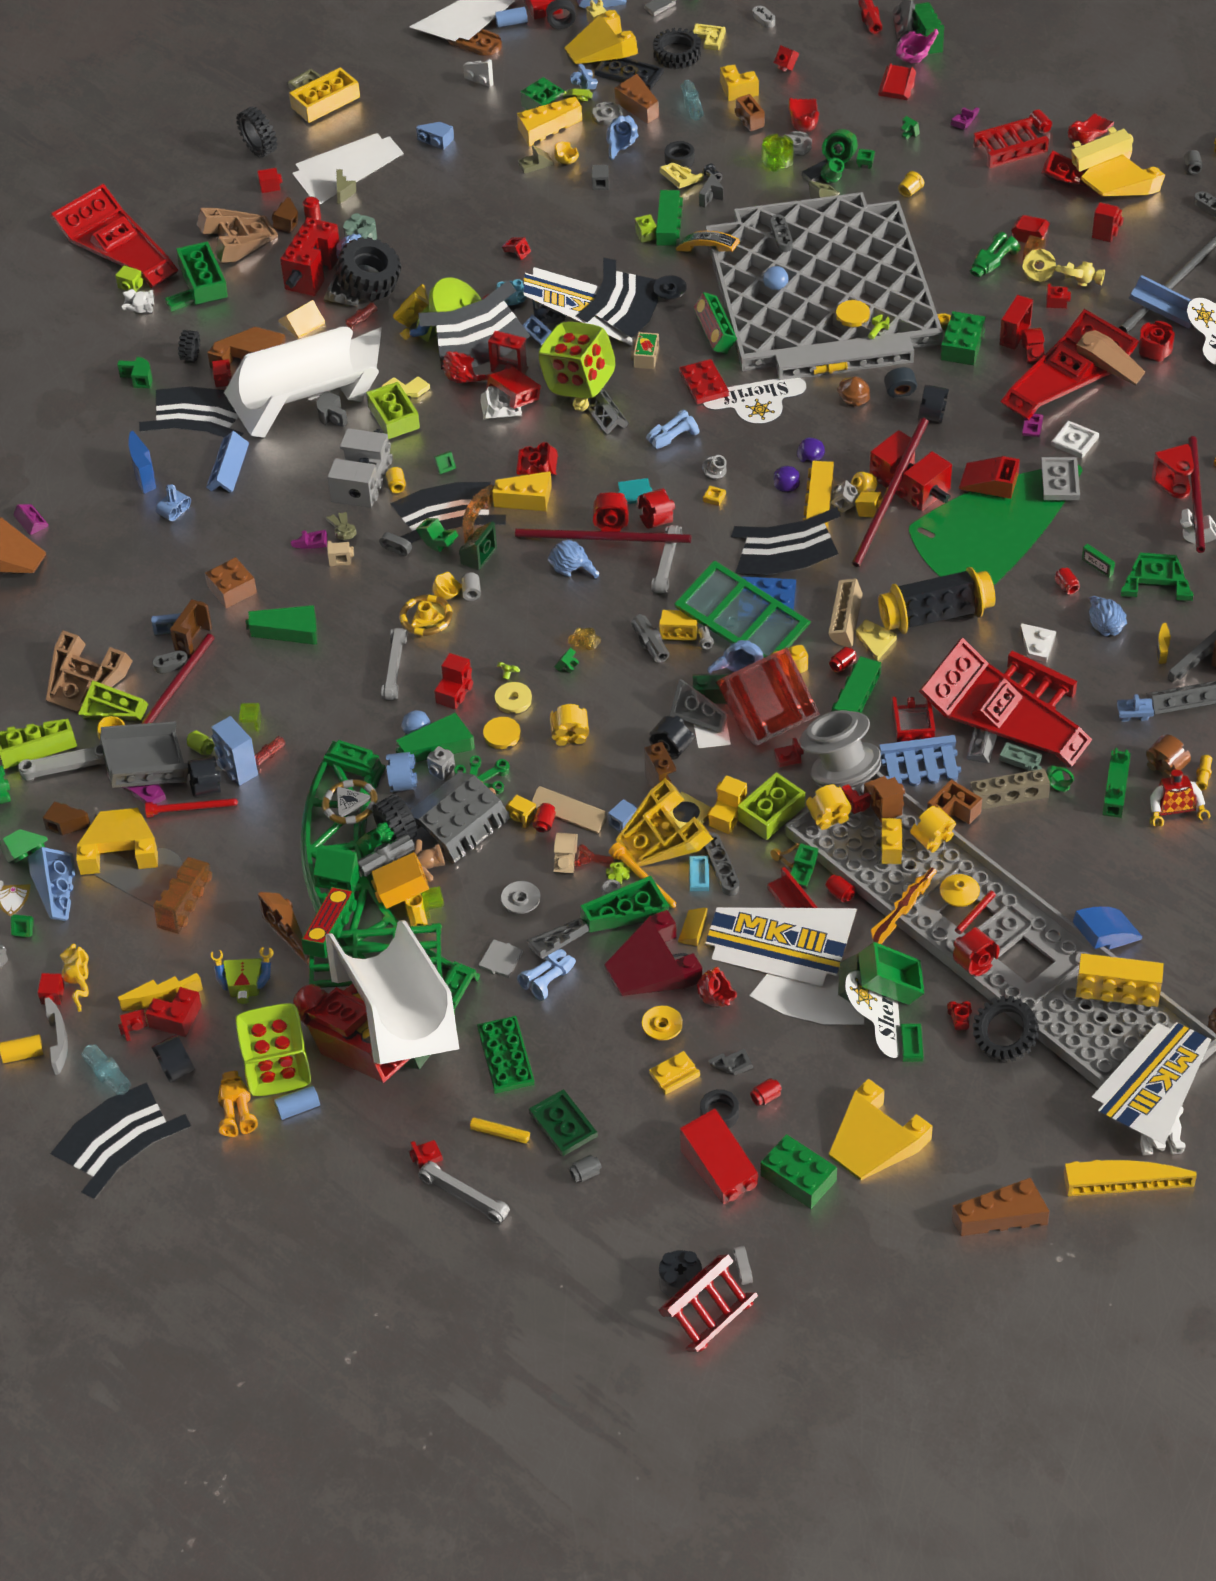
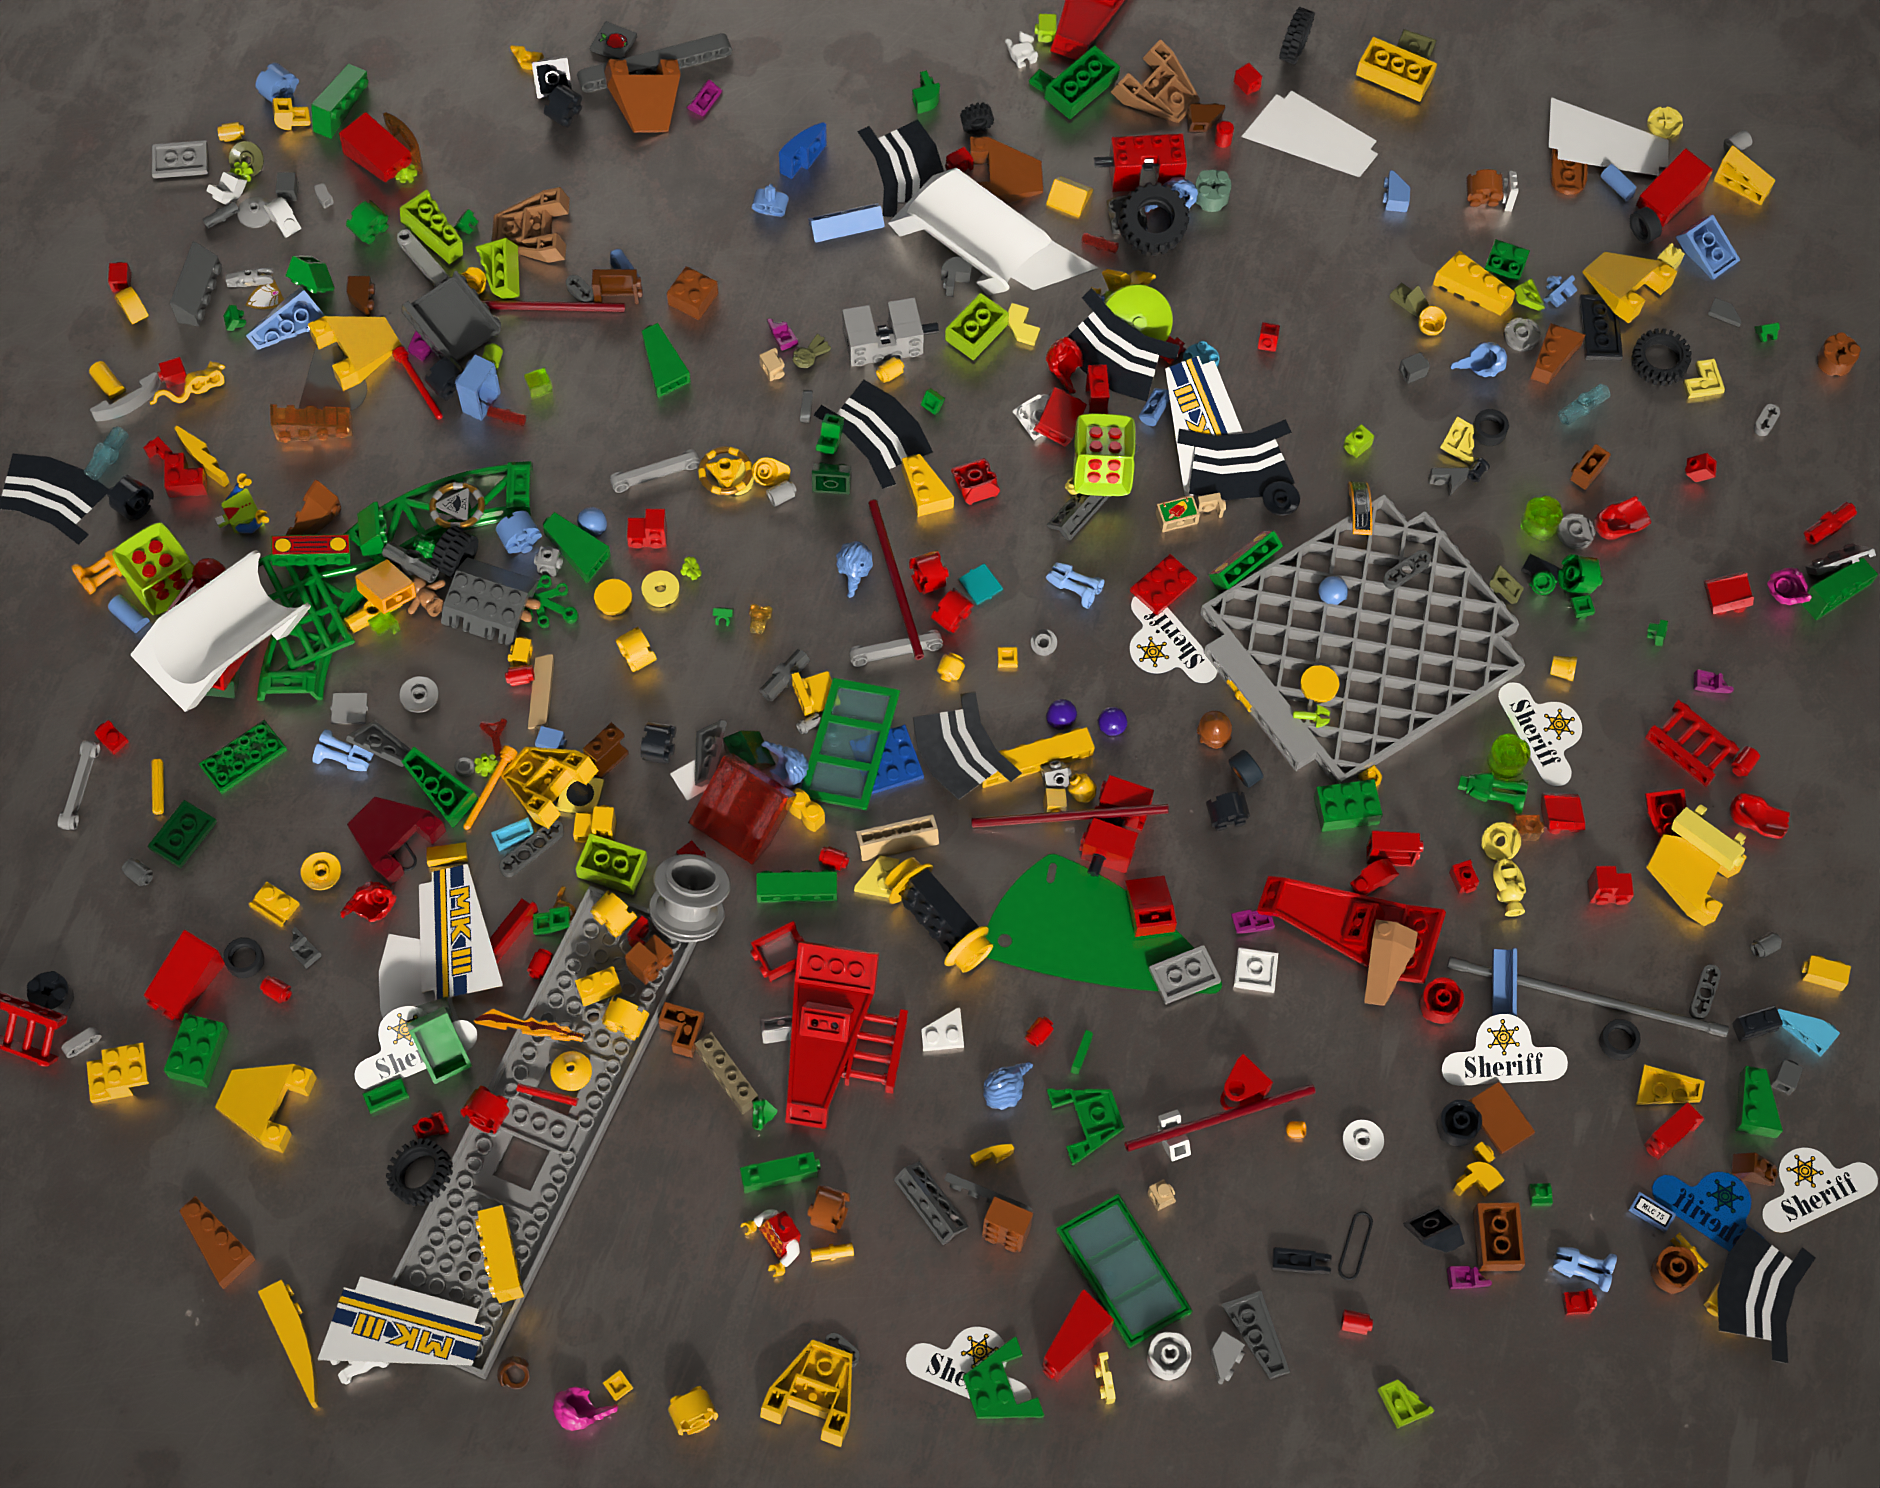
camera: 60 degrees right, 15 degrees up
(39, 716) = (464, 221): none -> green tile
(344, 188) = (1270, 146): olive slope -> none
(468, 83) = (1484, 188): none -> dark orange brick
(481, 500) = (874, 453): clear orange slope -> none
(565, 850) = (487, 705): tan brick -> none
(652, 325) = (1209, 502): none -> tan bracket
(669, 218) = (1386, 455): green brick -> none
(705, 529) = (950, 667): none -> yellow head
(736, 84) = (1632, 437): yellow brick -> none
(792, 1239) = (117, 1072): none -> yellow bracket
(918, 750) = (737, 986): medium blue fence -> none
(954, 215) = (1546, 729): none -> white sticker
(970, 237) = (1508, 756): none -> clear neon green brick
(1020, 757) = (776, 1072): sand green hinge -> none
(1105, 927) = (584, 1224): blue slope -> none
(1135, 708) = (886, 1156): medium blue hips -> none

